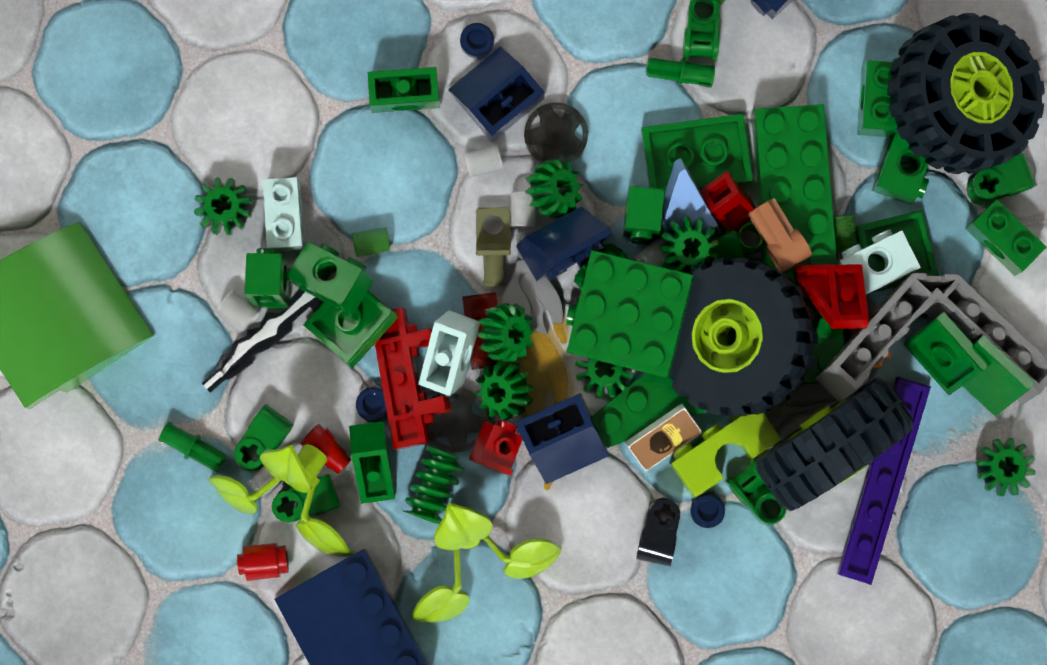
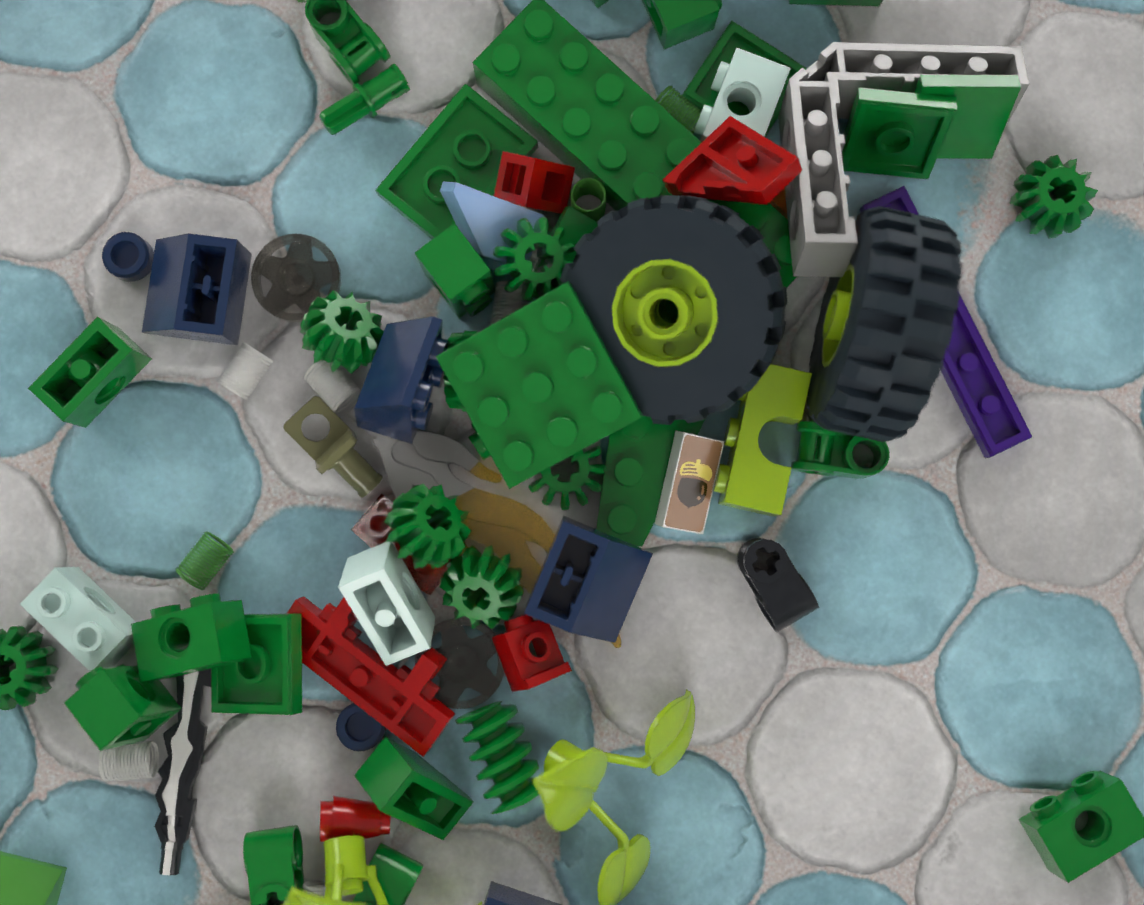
camera: 45 degrees left, 0 degrees up
(707, 510) = (801, 516): dark blue tile -> none
(784, 244) = (631, 166): nougat piece -> none

